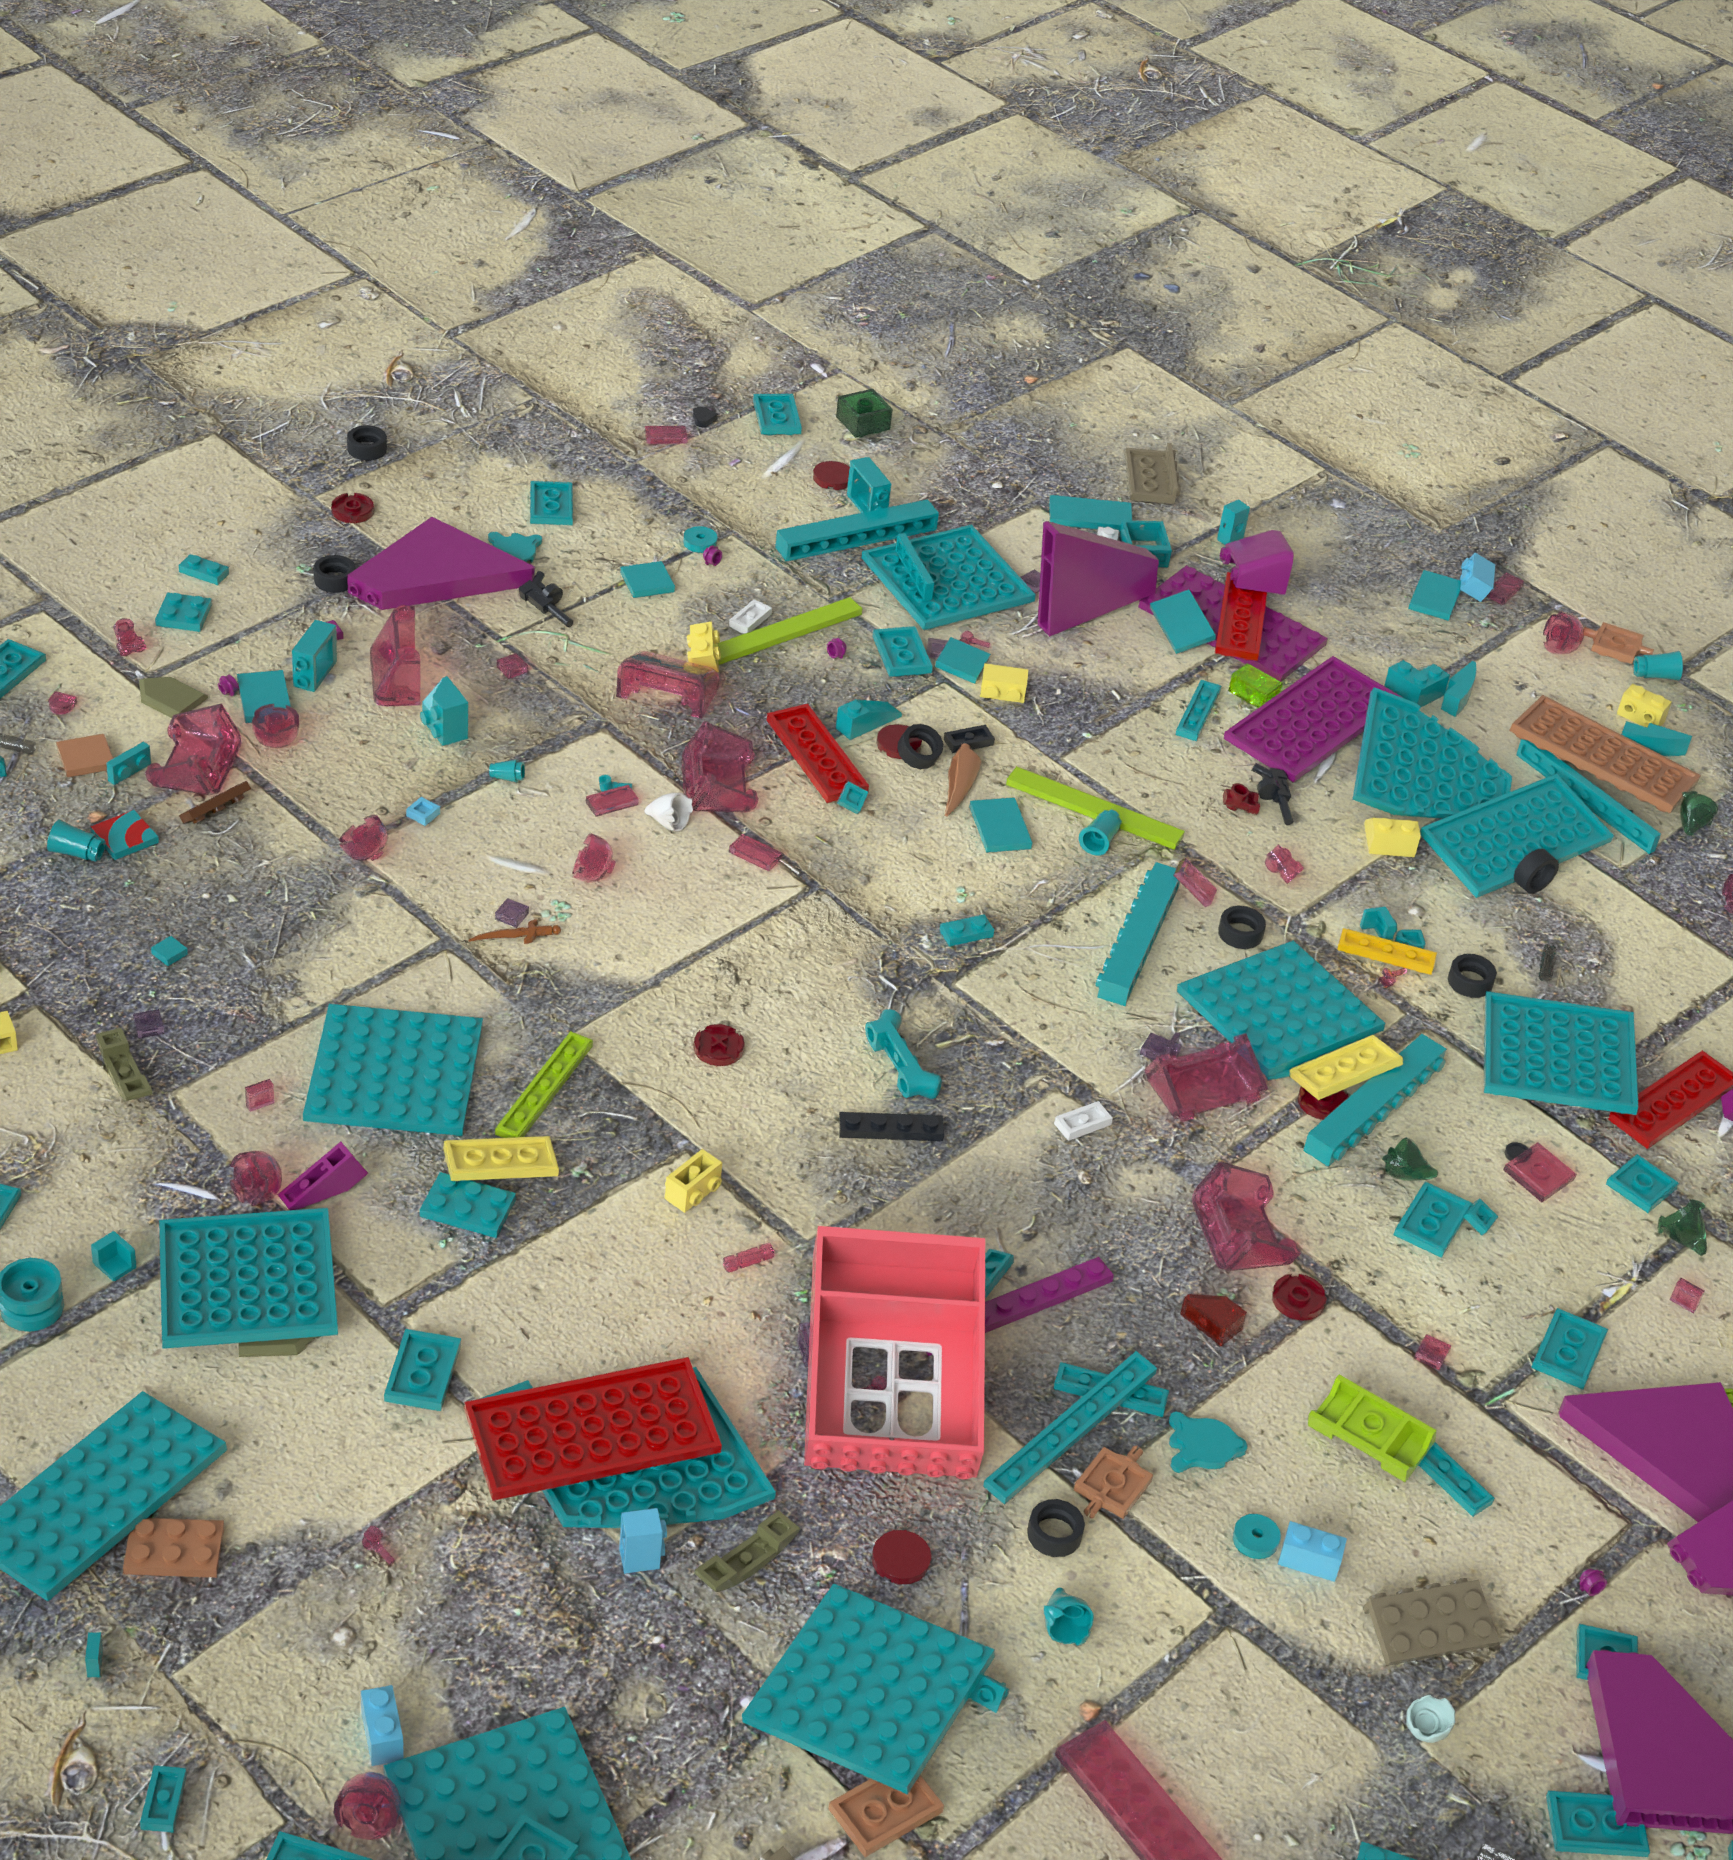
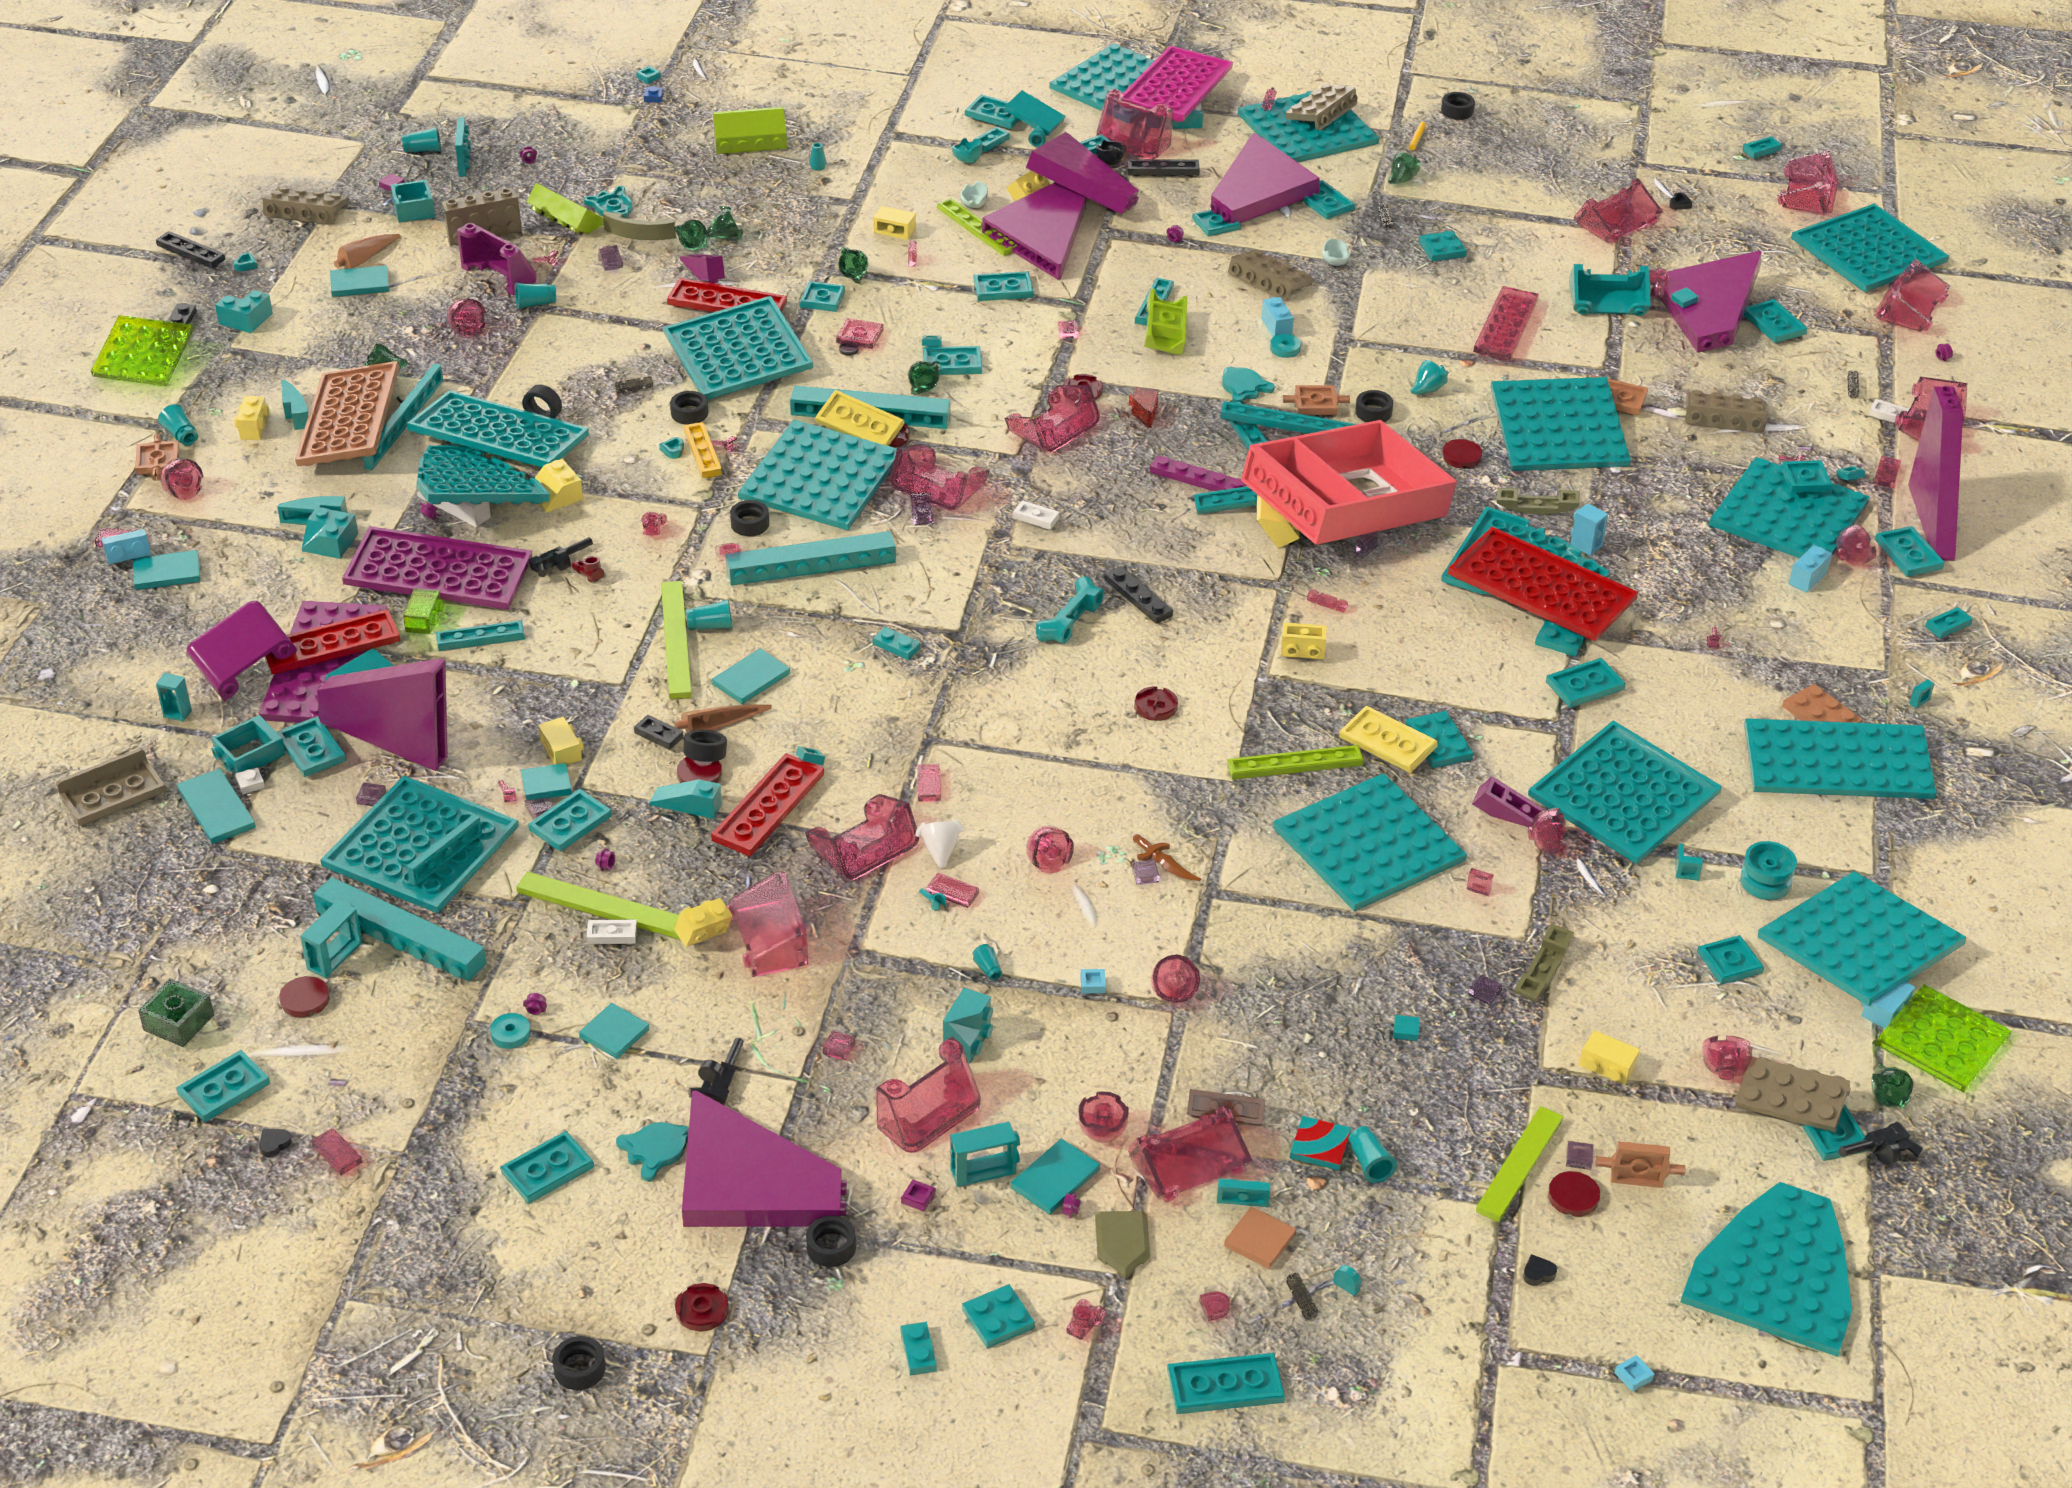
camera: 120 degrees left, 0 degrees up
(1381, 921) = (675, 458): teal bracket -> none

